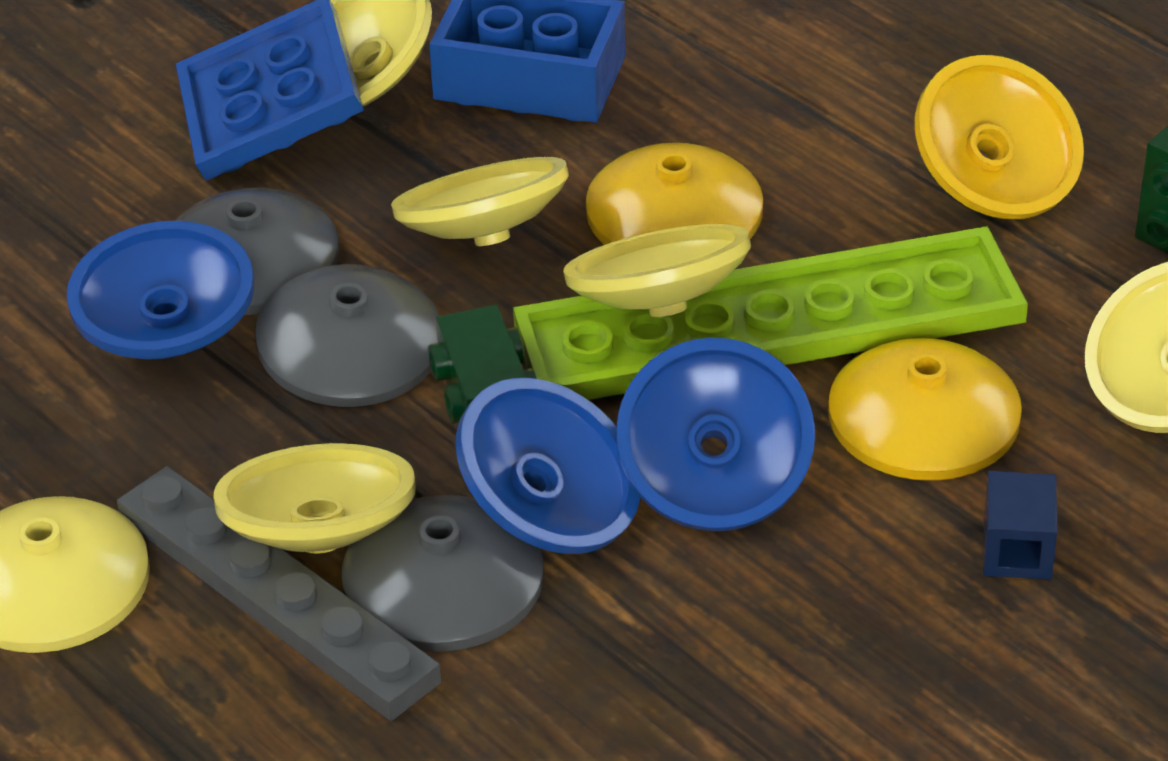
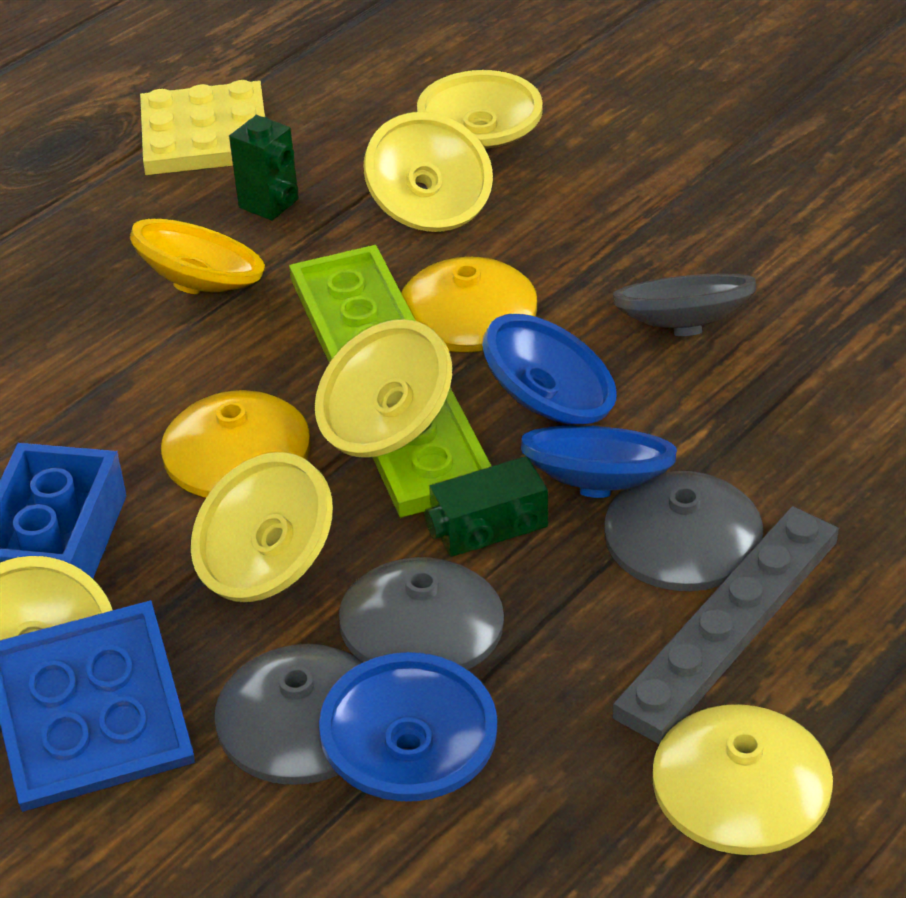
camera: 95 degrees left, 0 degrees up
(315, 495) = (656, 577): light yellow dish -> none
(863, 585) = (685, 300): none -> dark grey dish
(1020, 525) = (593, 245): dark blue brick -> none

